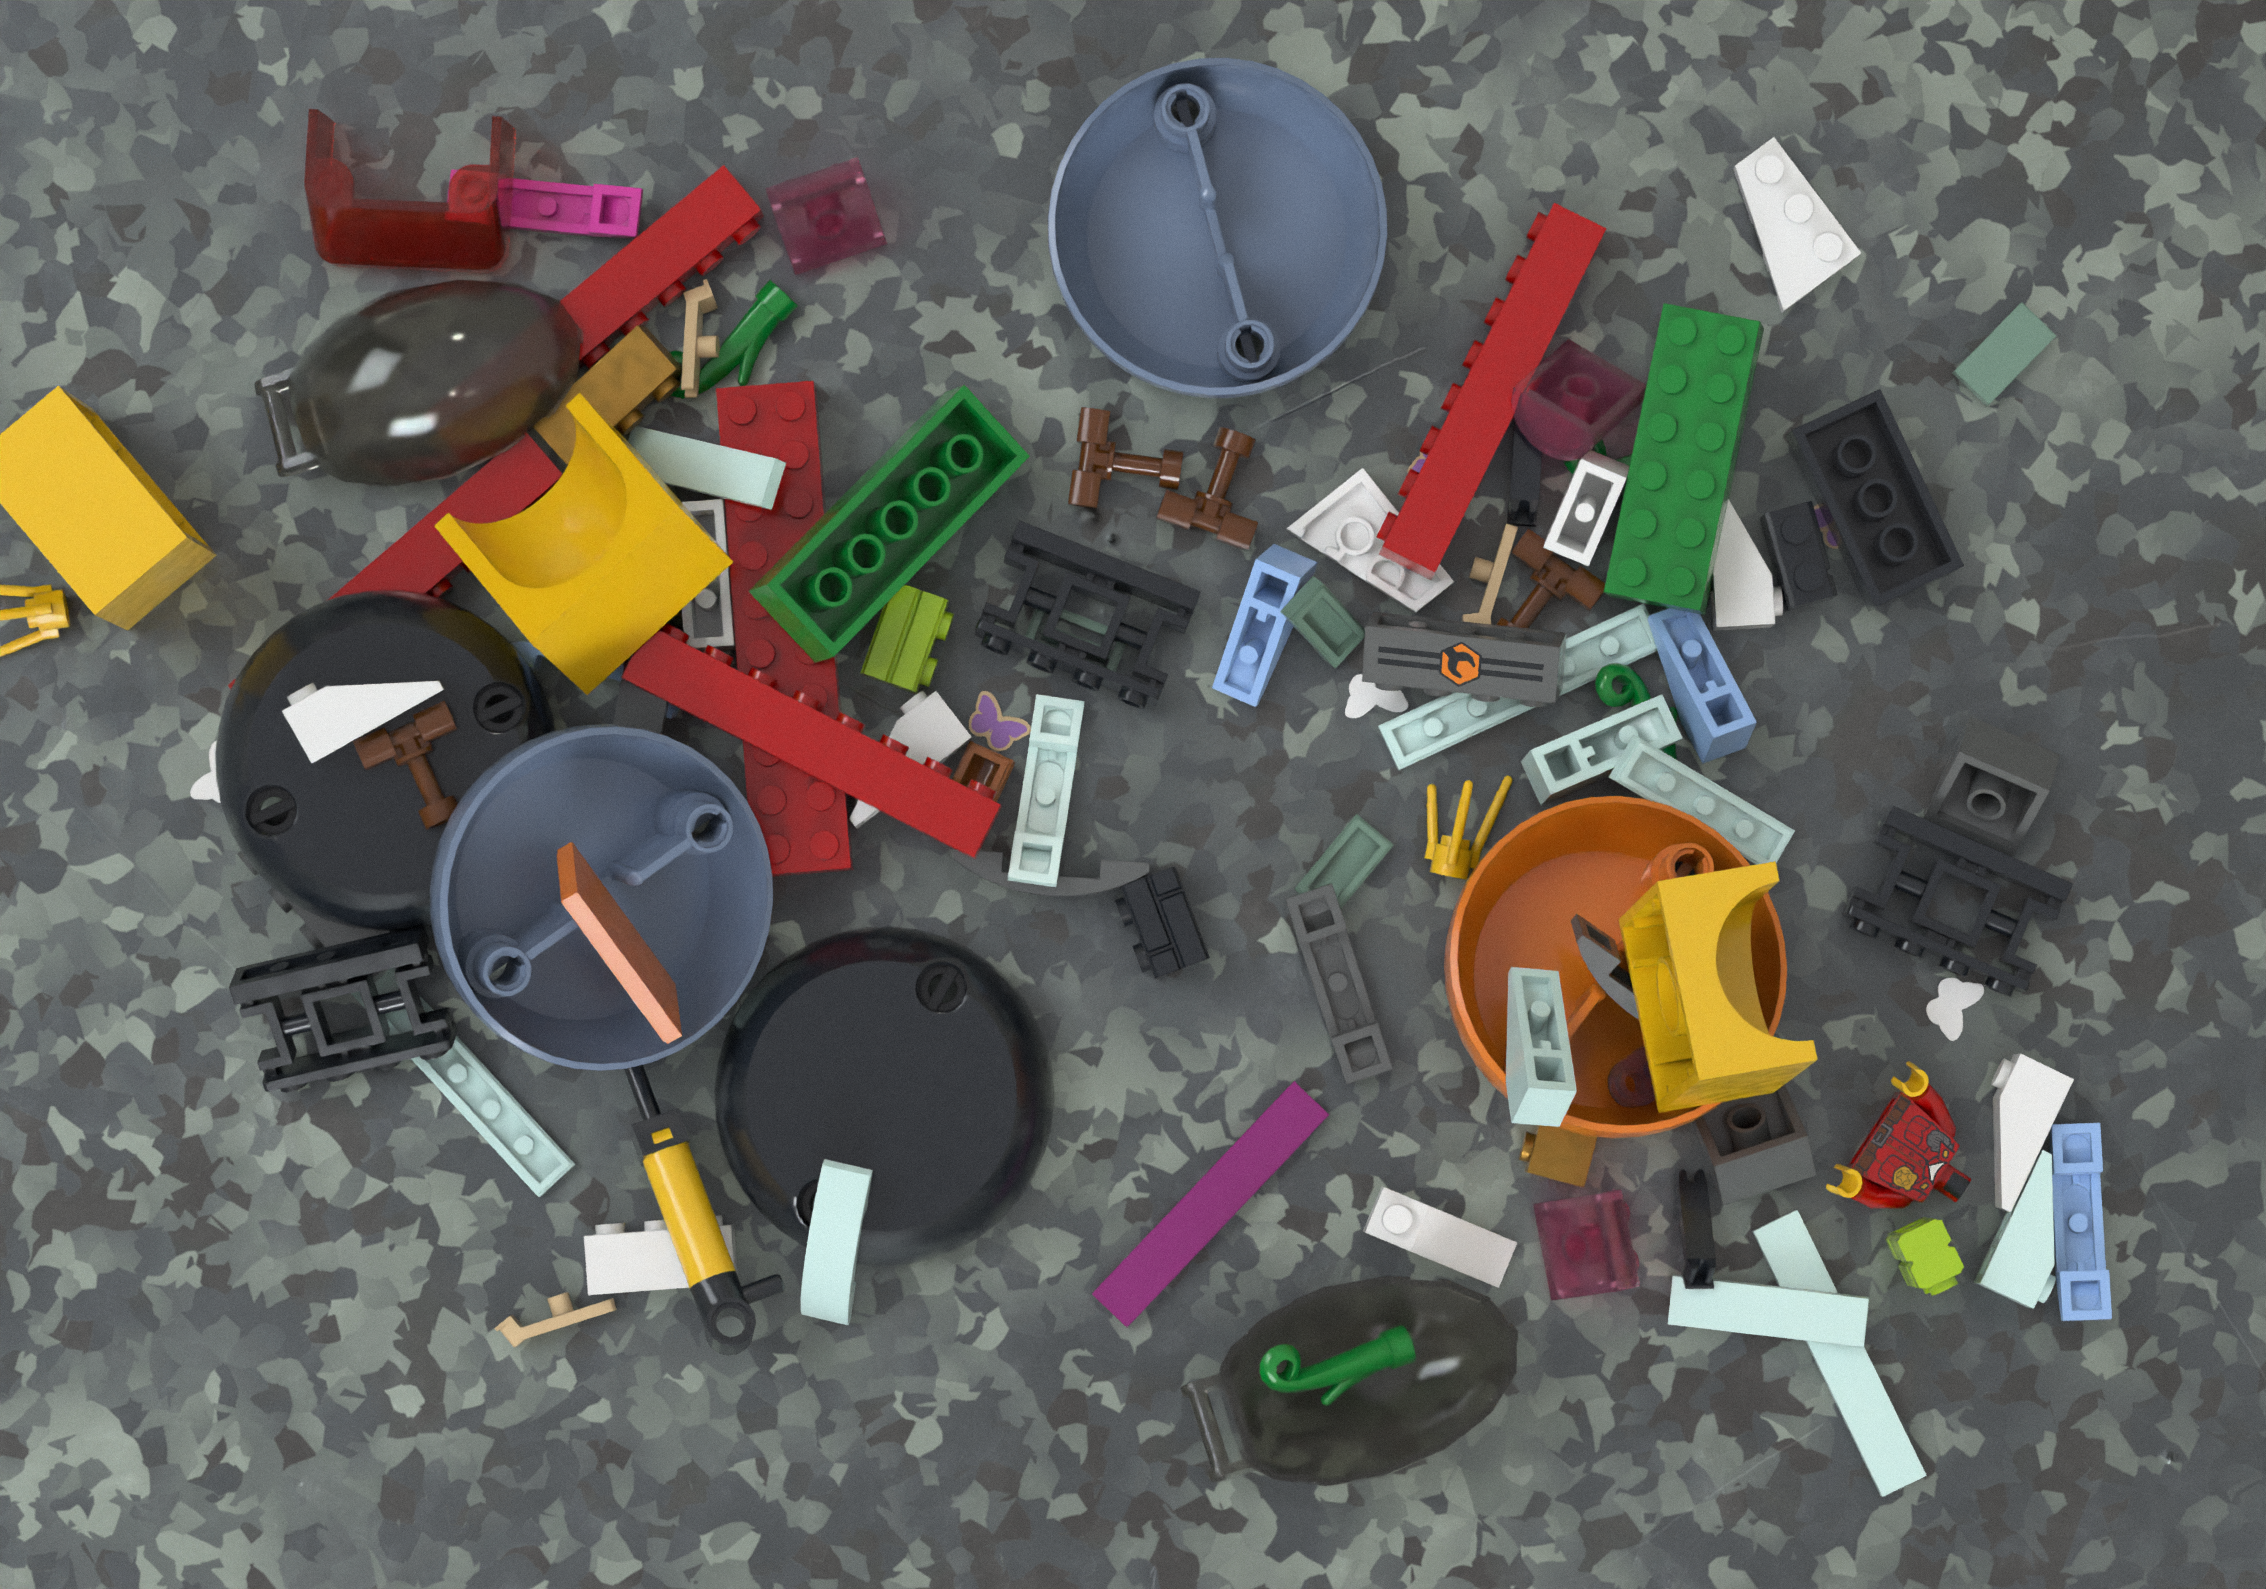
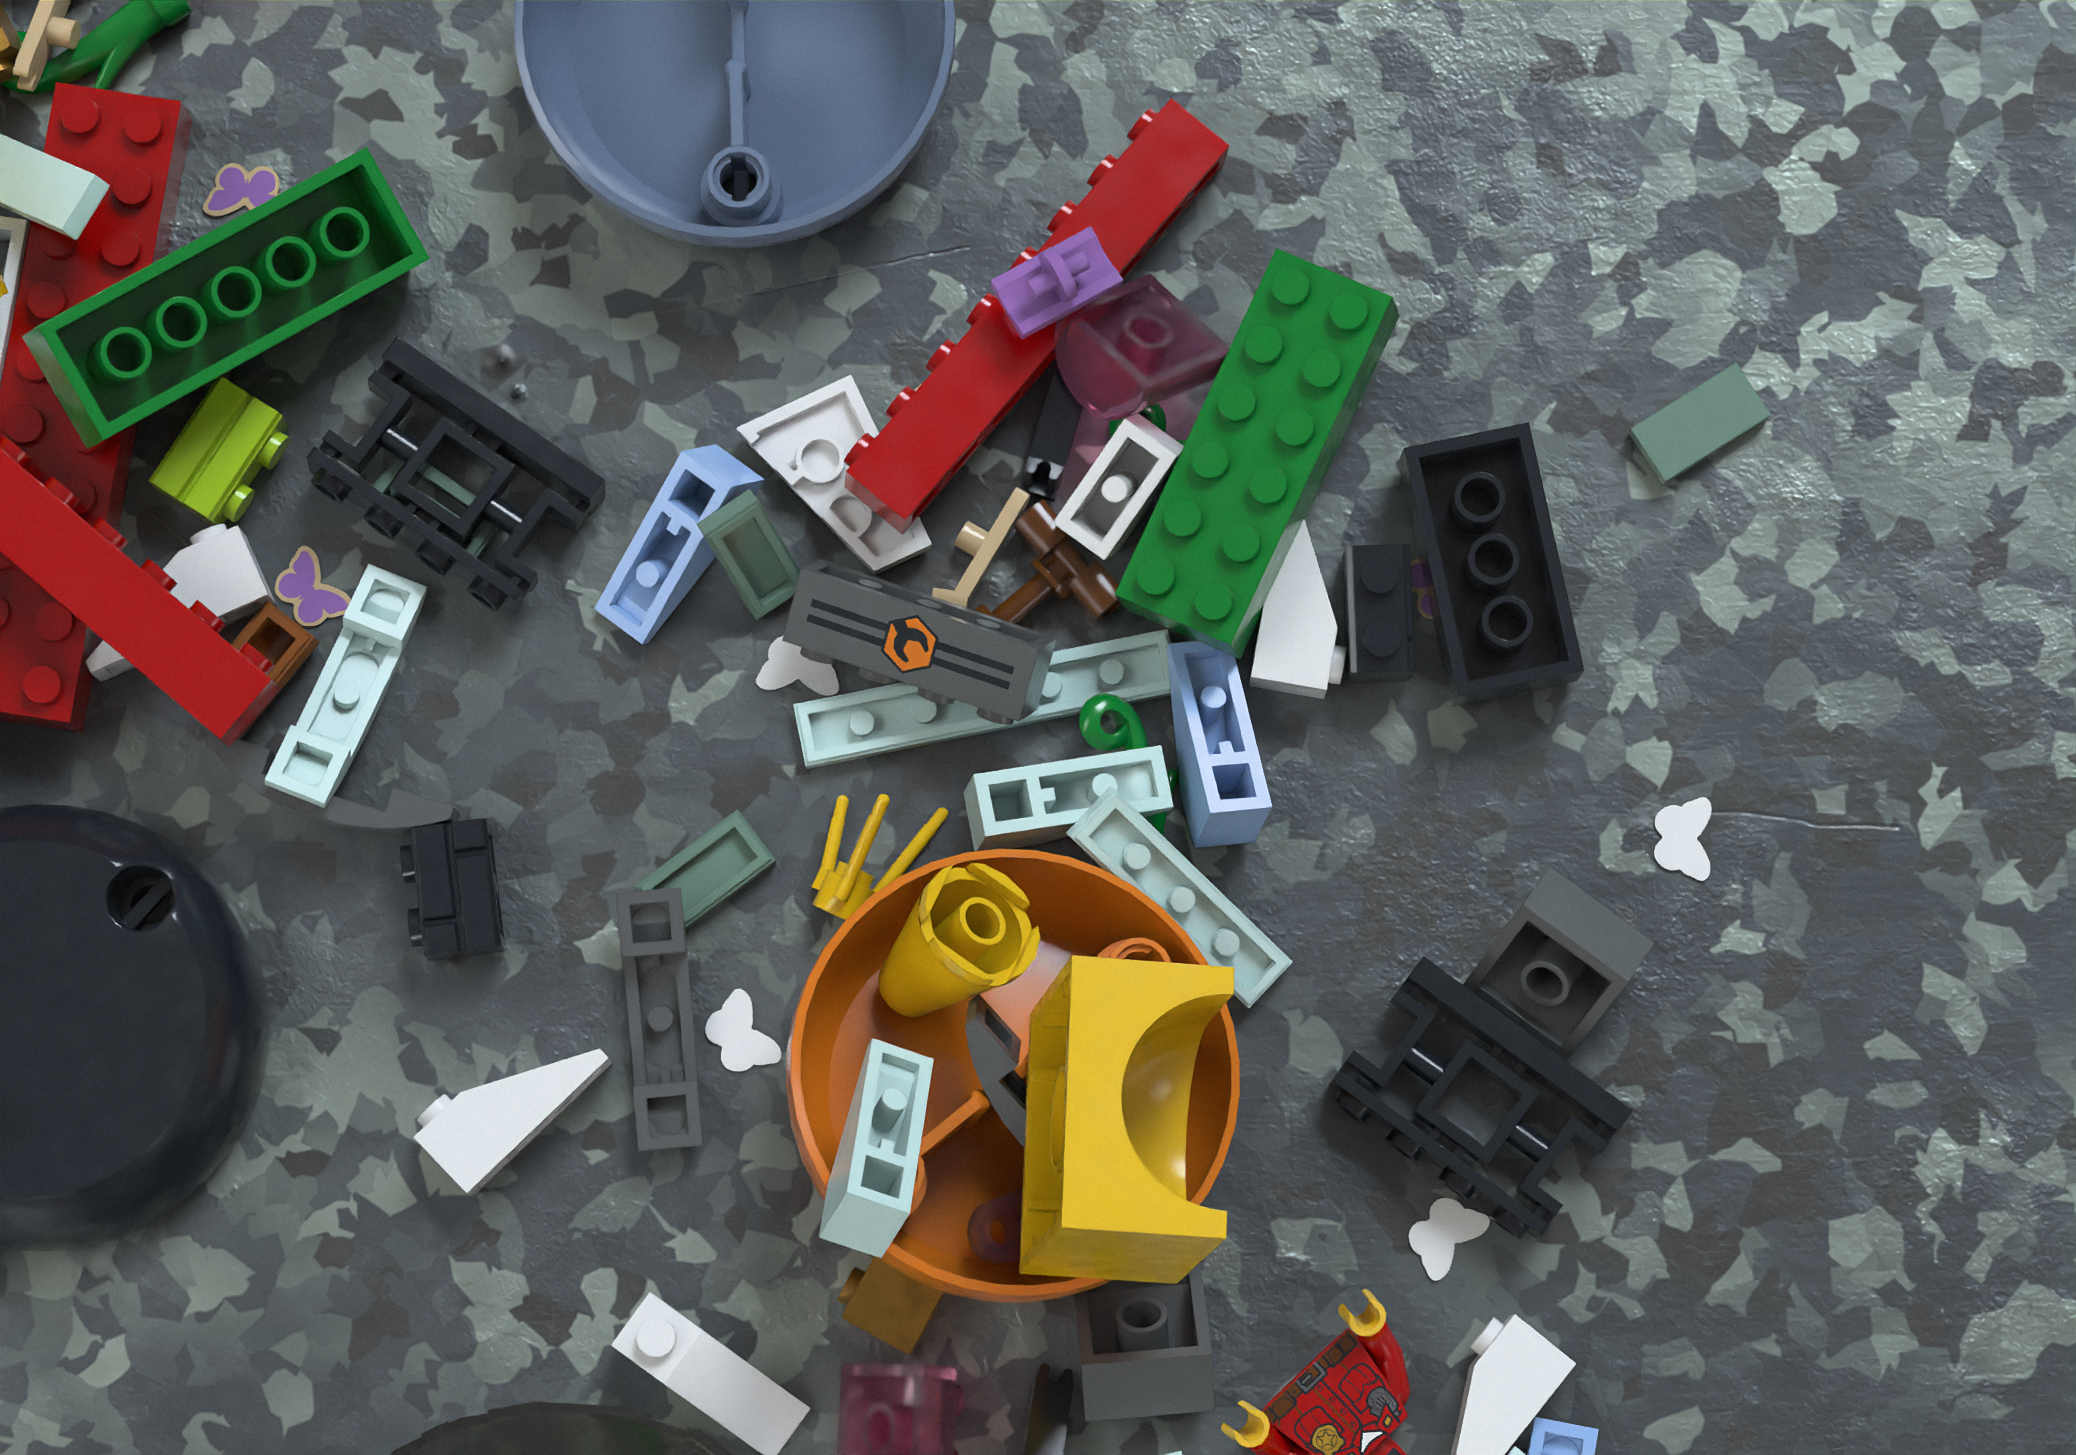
camera: 10 degrees right, 5 degrees down
(865, 430) = (239, 188): none -> medium lavender sticker
(1100, 459) = (524, 289): reddish brown bar -> none
(1210, 509) = (646, 382): reddish brown bar -> none
(1210, 1204) = (426, 1265): magenta tile -> none
(1234, 1088) = (495, 1121): none -> white slope
(1391, 978) = (734, 1032): none -> white sticker
(1506, 368) = (1056, 283): none -> medium lavender hips
(1554, 879) = (959, 941): none -> yellow cone
(1793, 225) = (1469, 202): white wing -> none
(2058, 664) = (1679, 841): none -> white sticker

